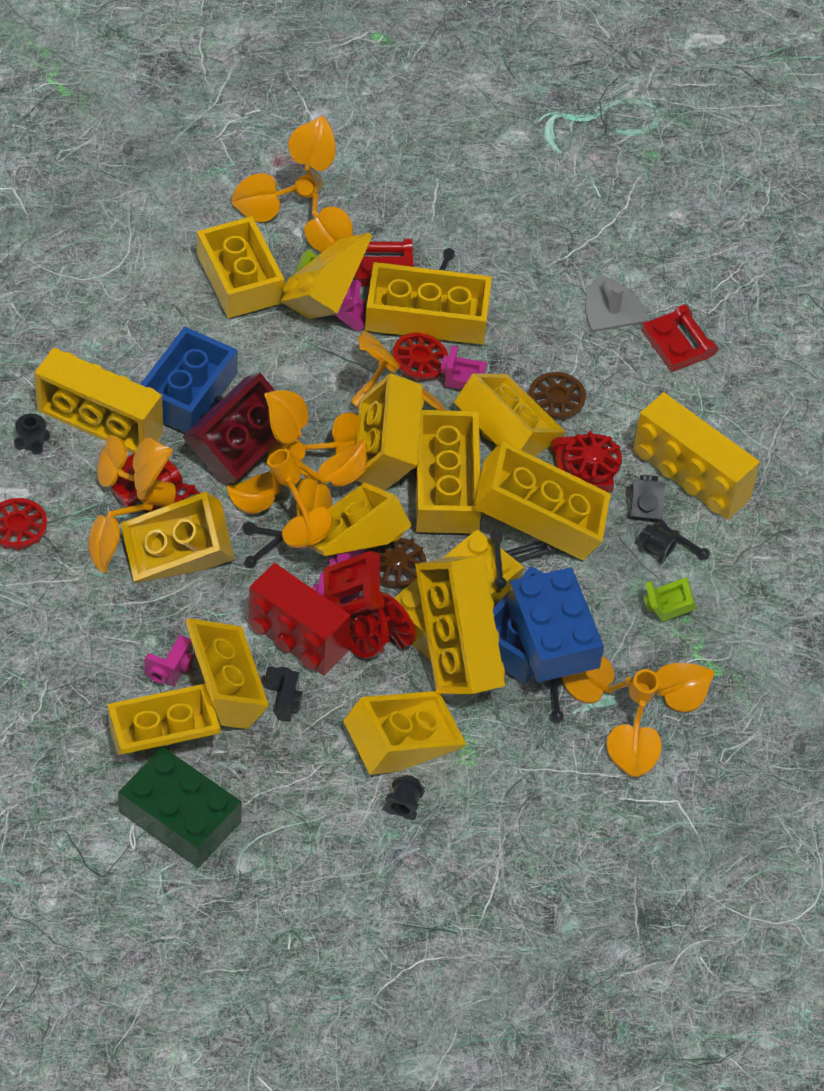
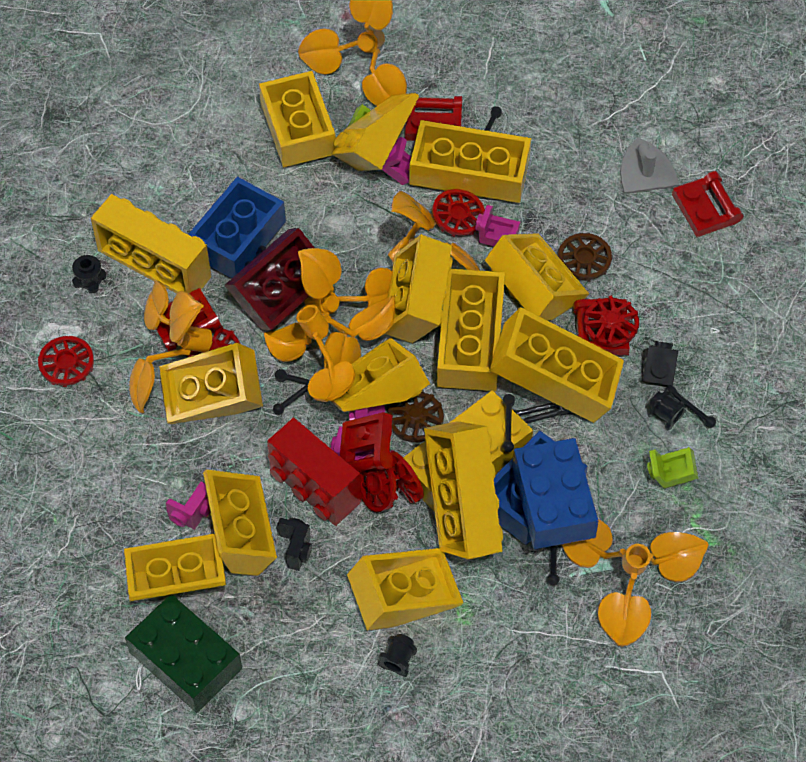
camera: 10 degrees right, 5 degrees up
(695, 456) = (710, 325): yellow brick -> none

